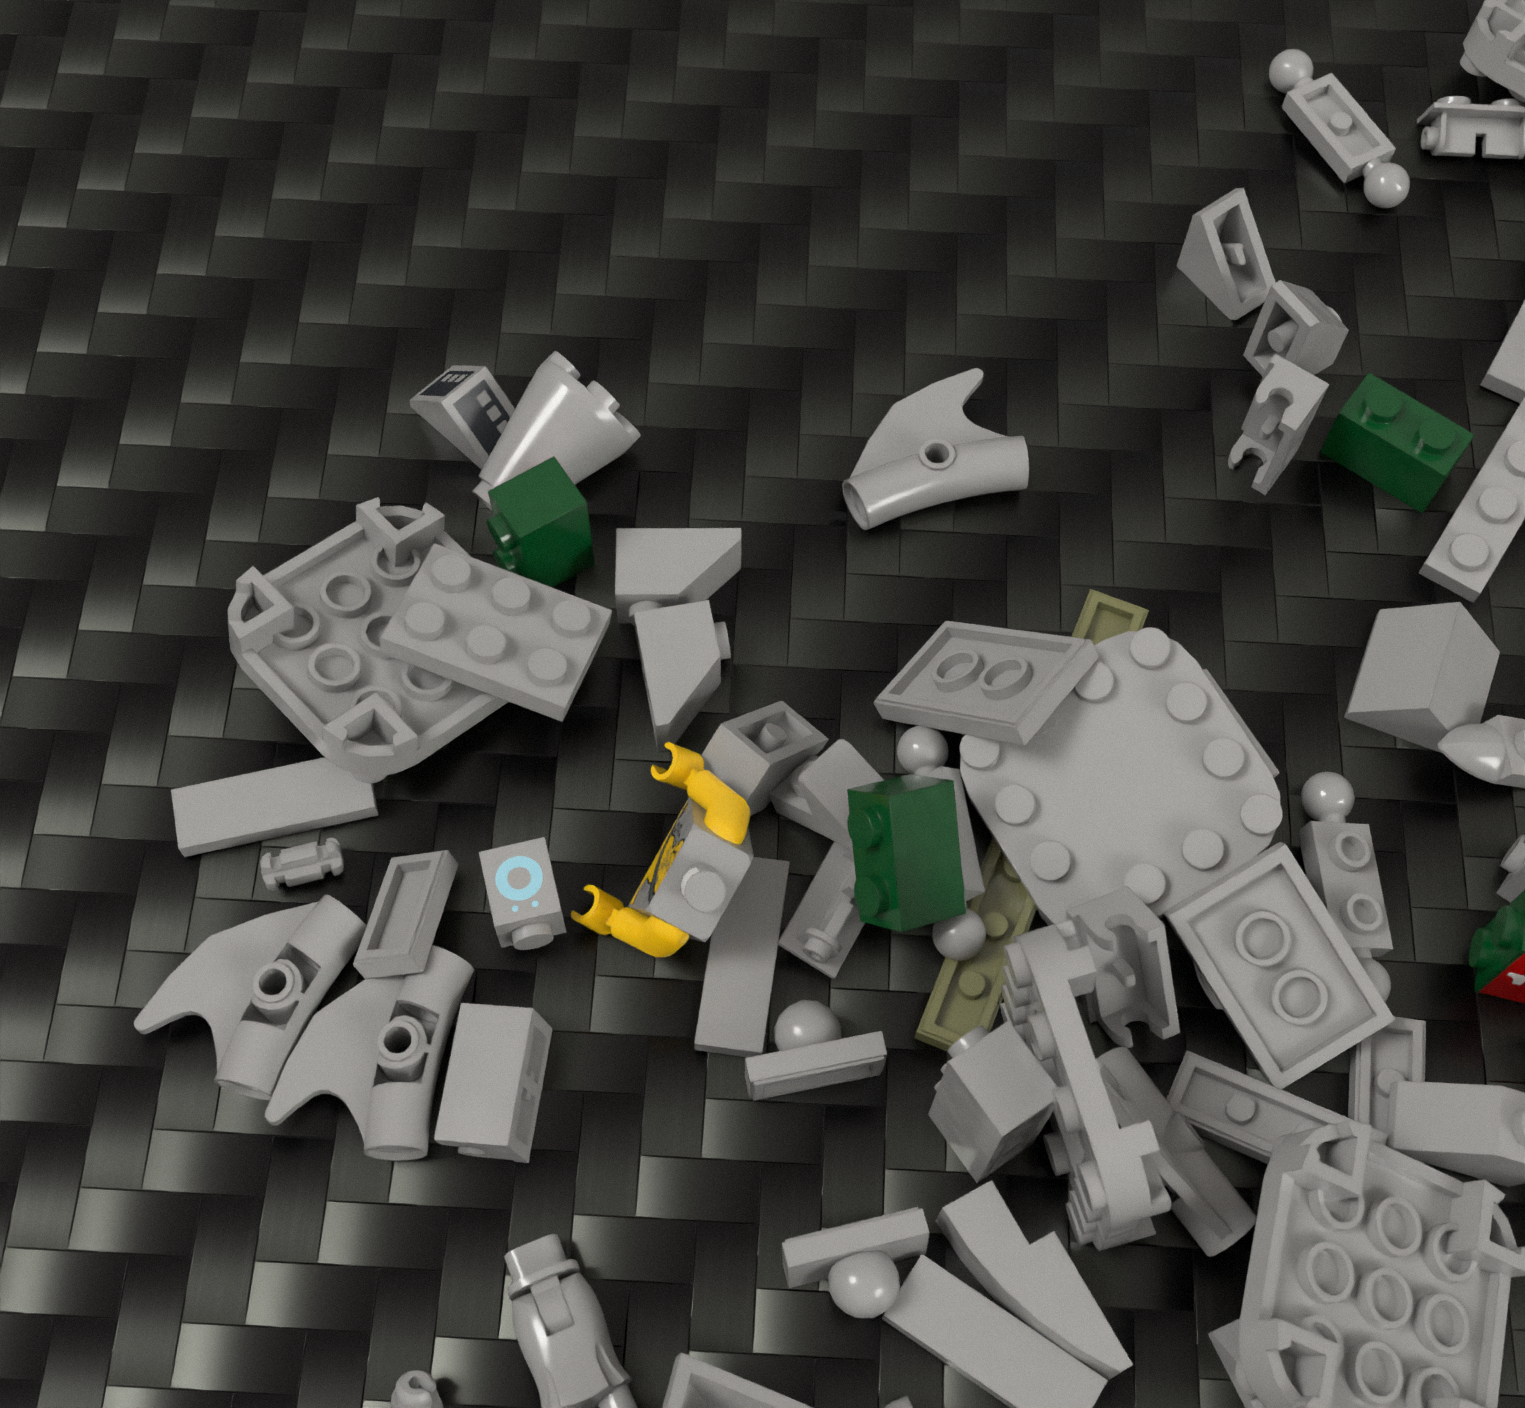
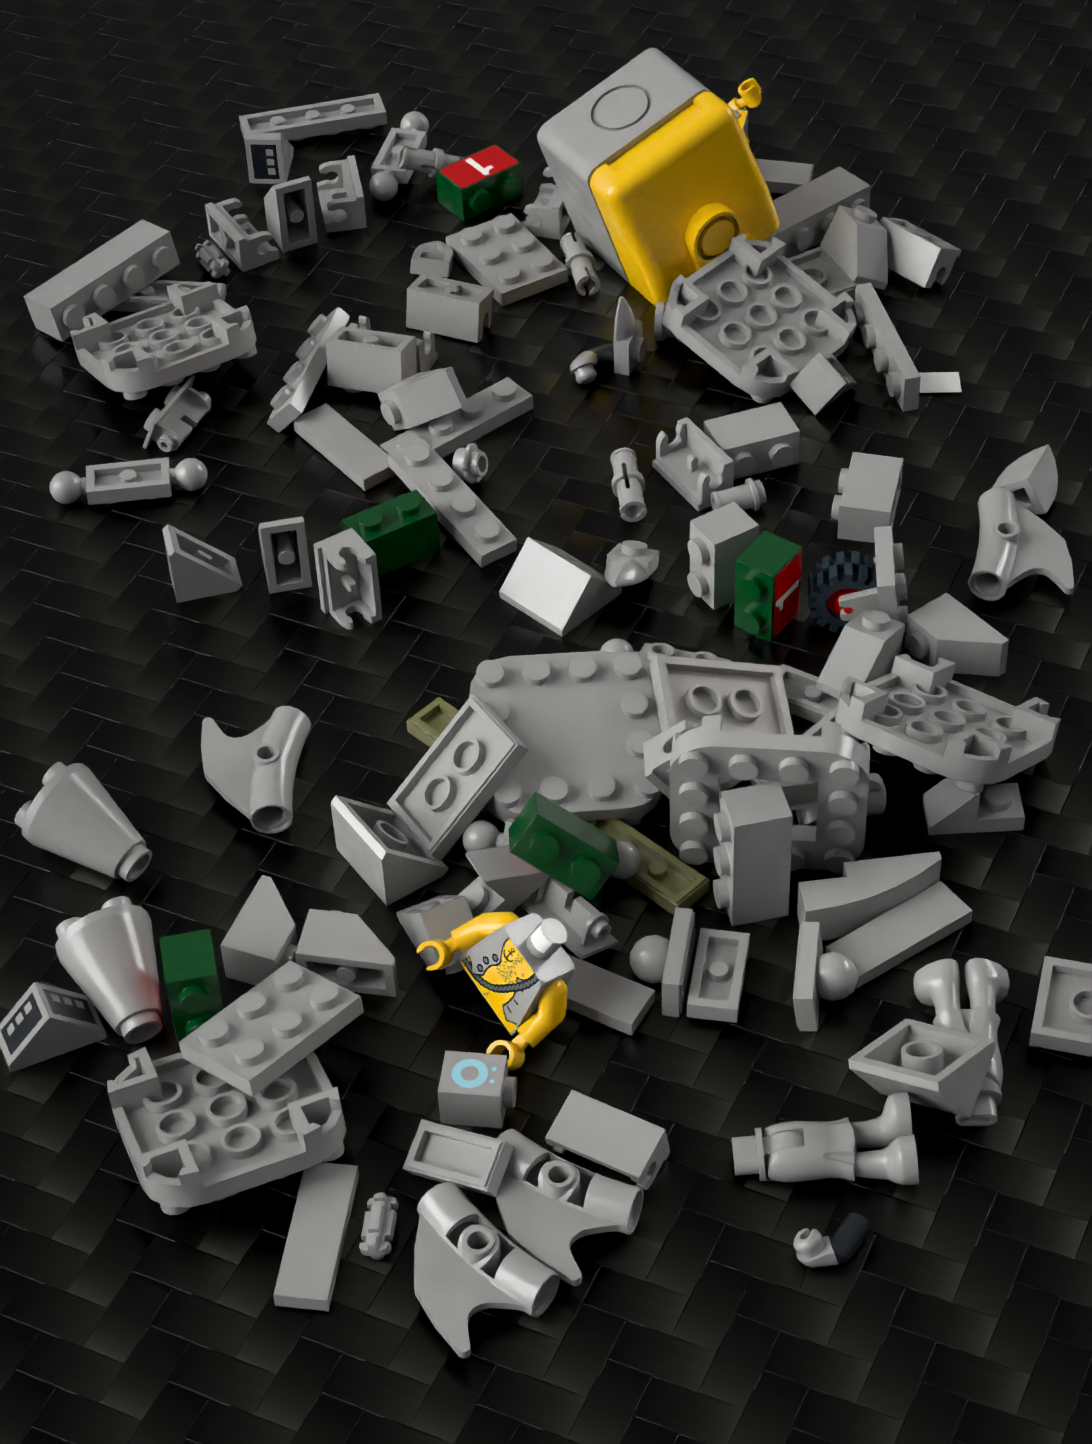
camera: 65 degrees left, 20 degrees down
(752, 316) = (83, 824): none -> light grey cone
(818, 1125) = (718, 975): none -> light grey plate
(861, 643) = (382, 849): none -> light grey slope

